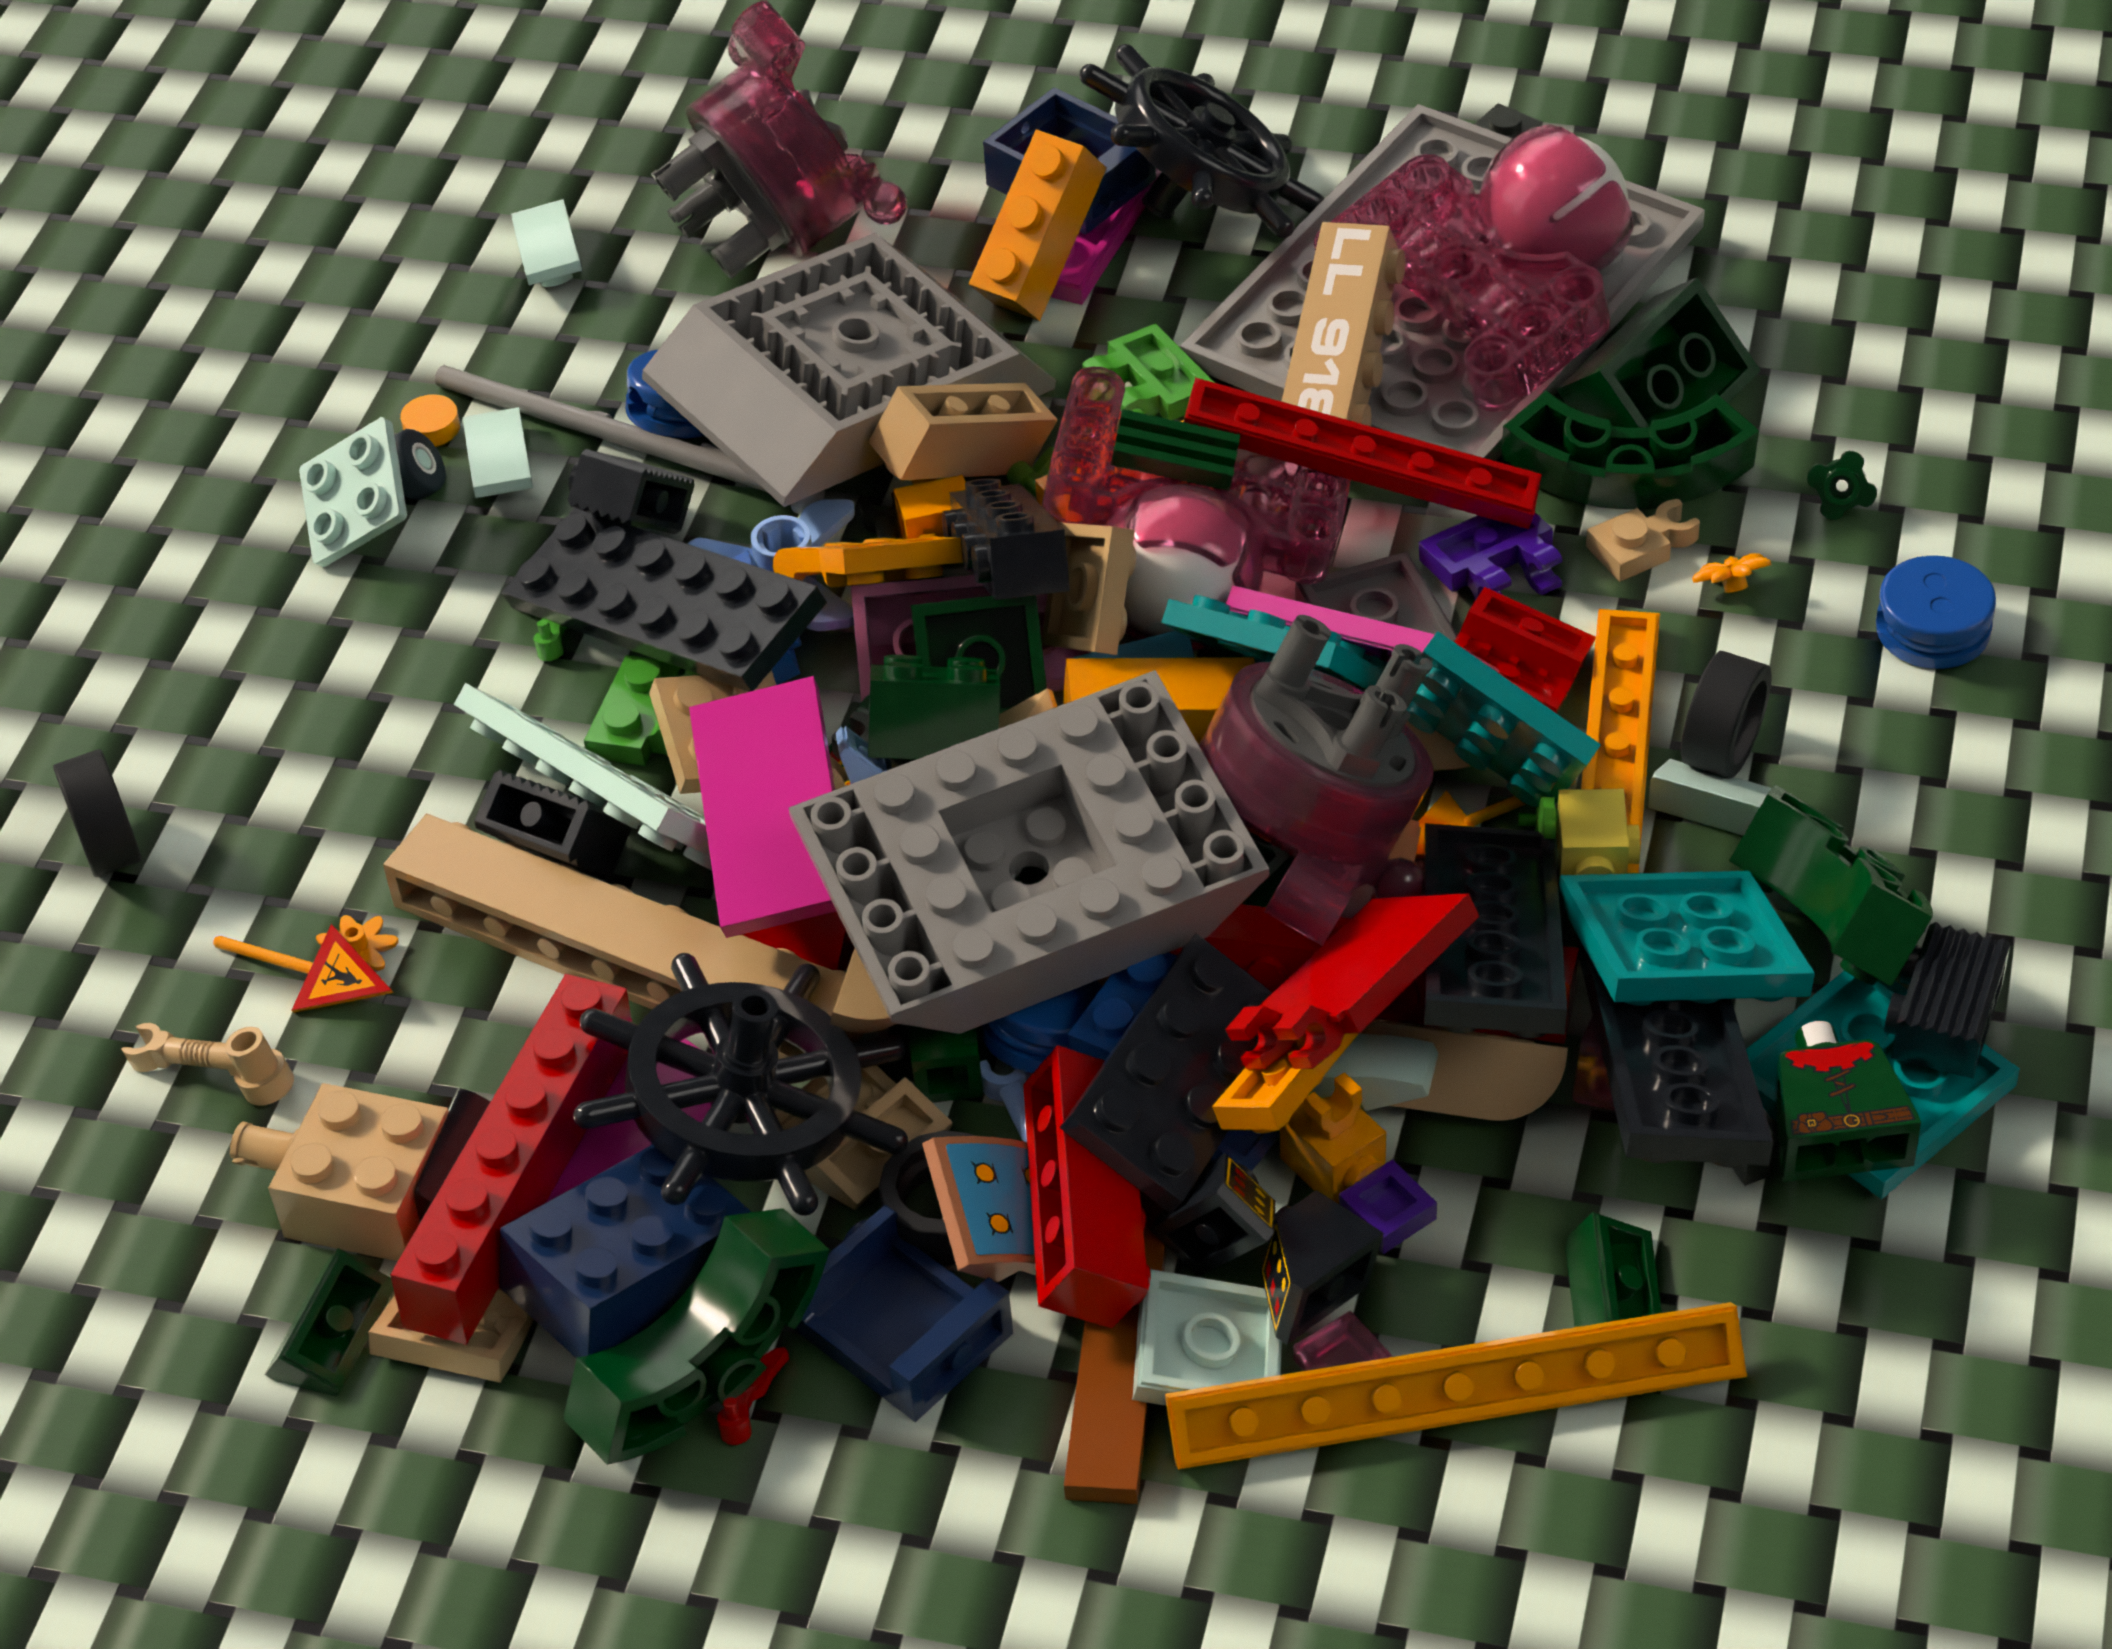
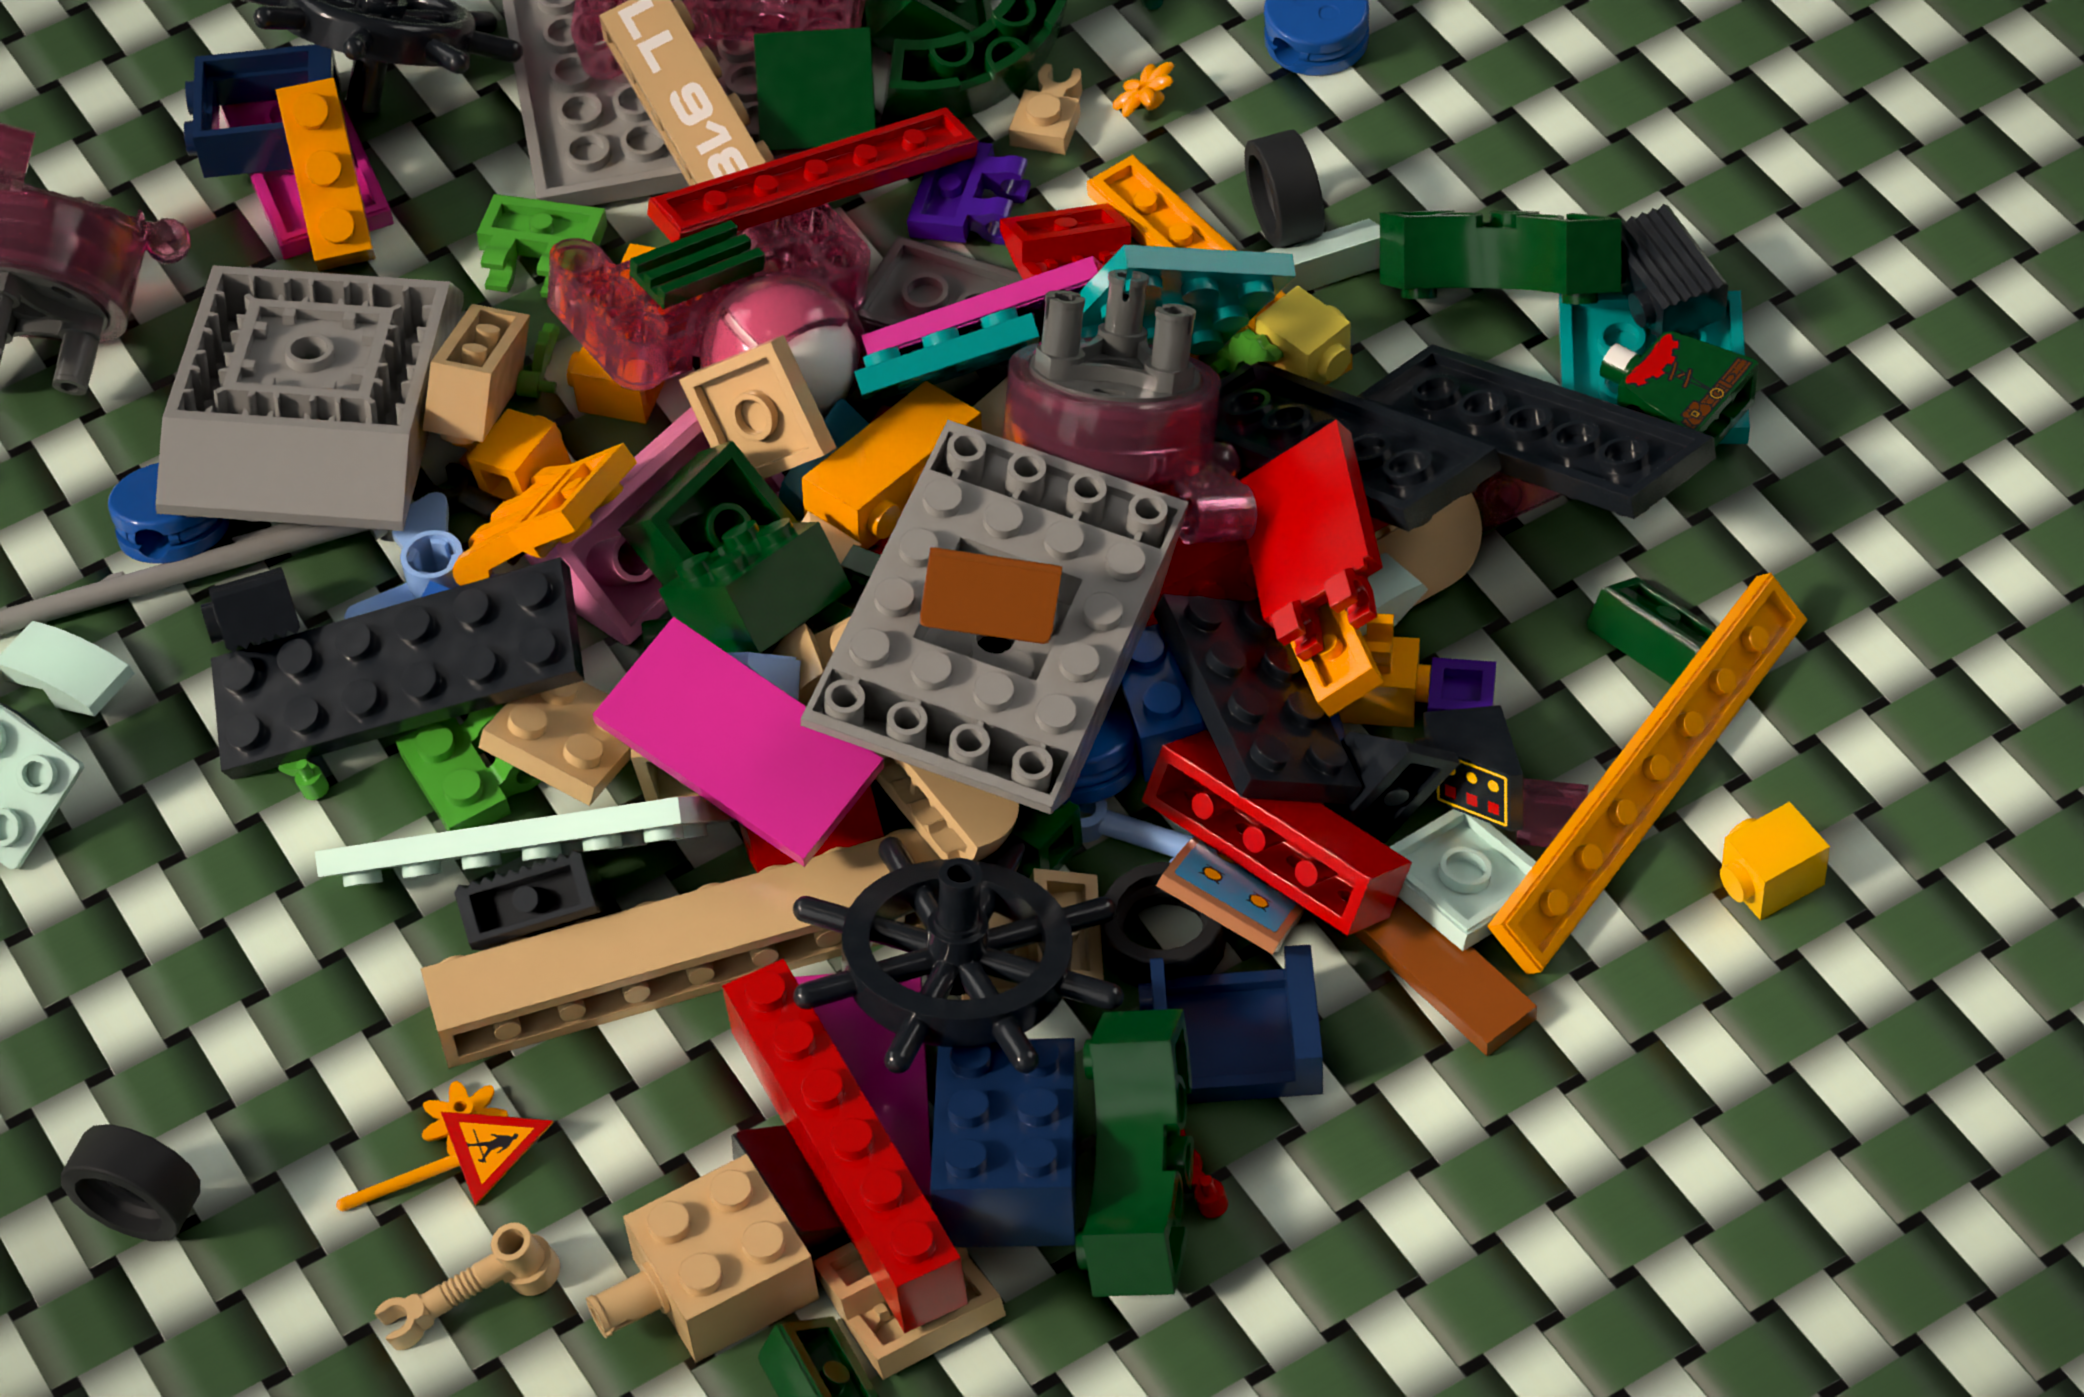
camera: 45 degrees left, 5 degrees up
(1007, 539) = (659, 418): black brick -> none
(1009, 817) = (990, 595): none -> dark orange slope
(1447, 388) = (814, 86): none -> dark green tile
(1457, 1537) = (1773, 860): none -> yellow brick
(1684, 937) = (1455, 356): teal plate -> none

